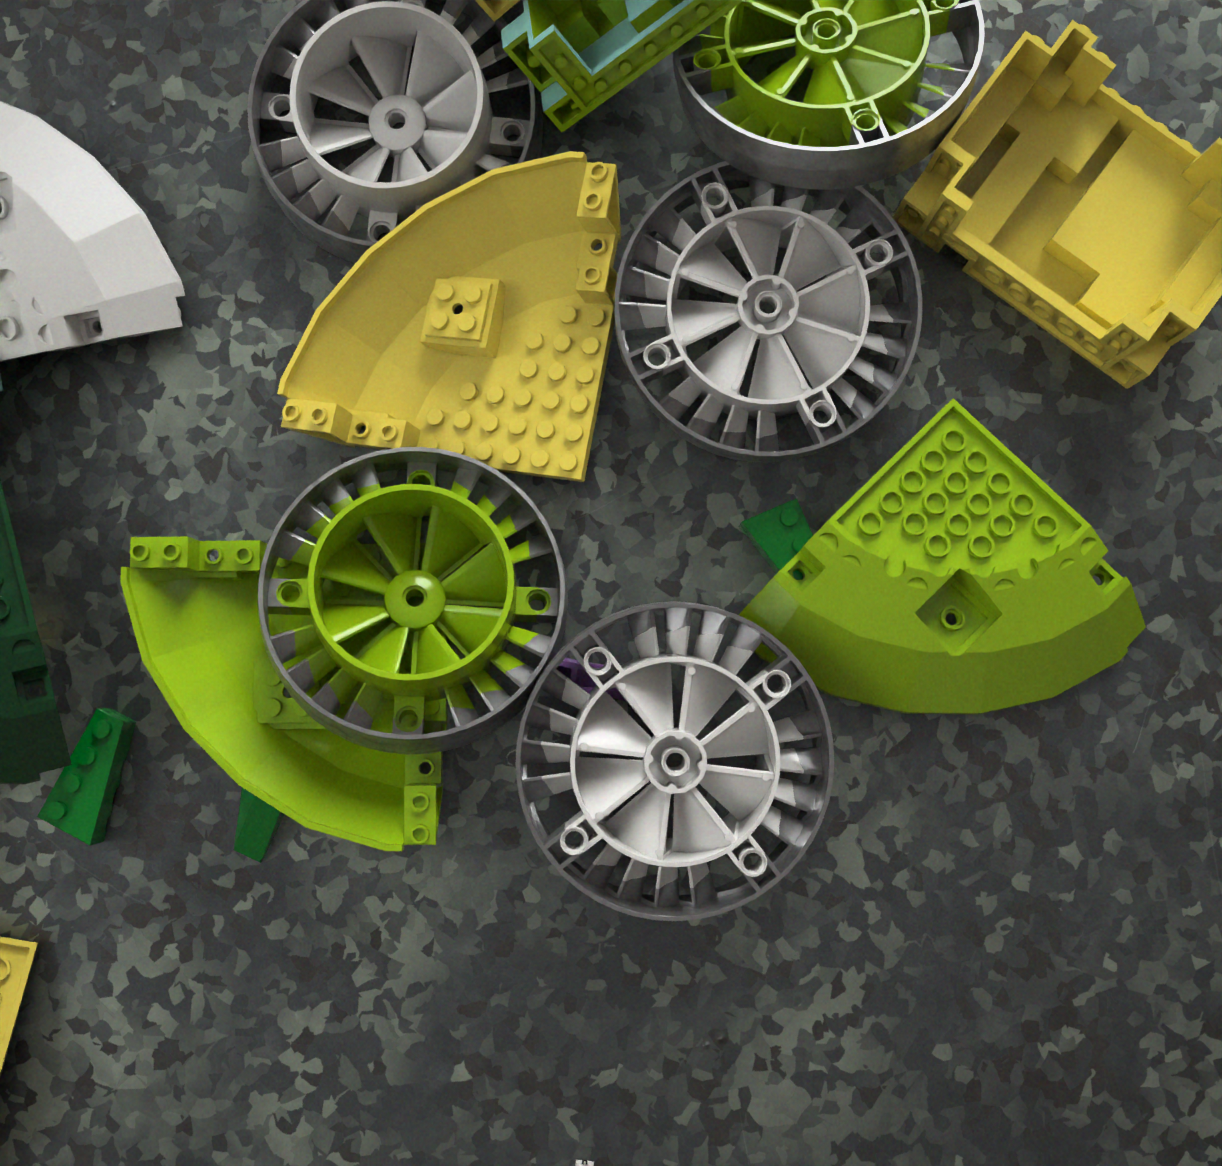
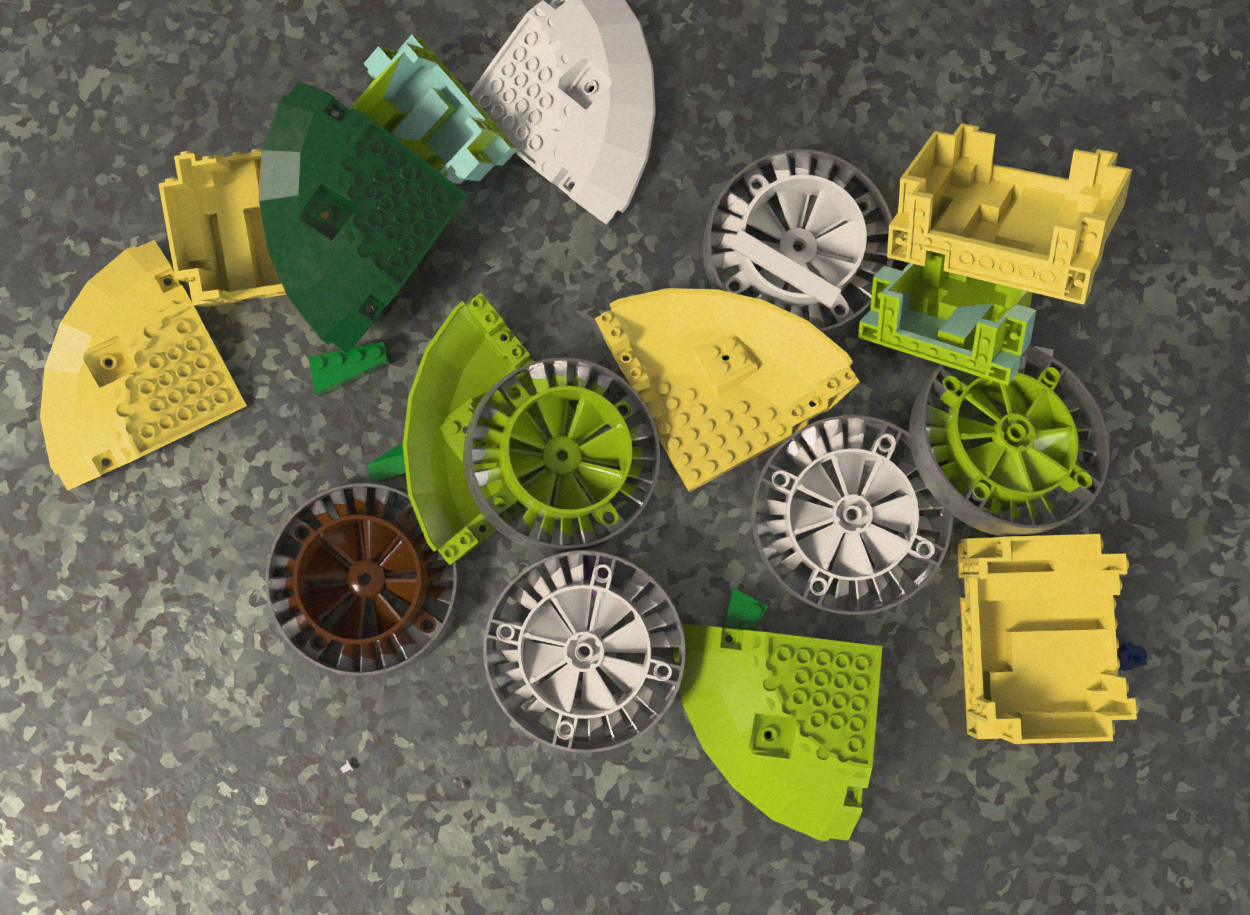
camera: 50 degrees right, 0 degrees up
(301, 1007) = (320, 563): none -> reddish brown piece
(406, 146) = (785, 268): none -> white tile
(1188, 124) = (1131, 656): none -> clear blue brick

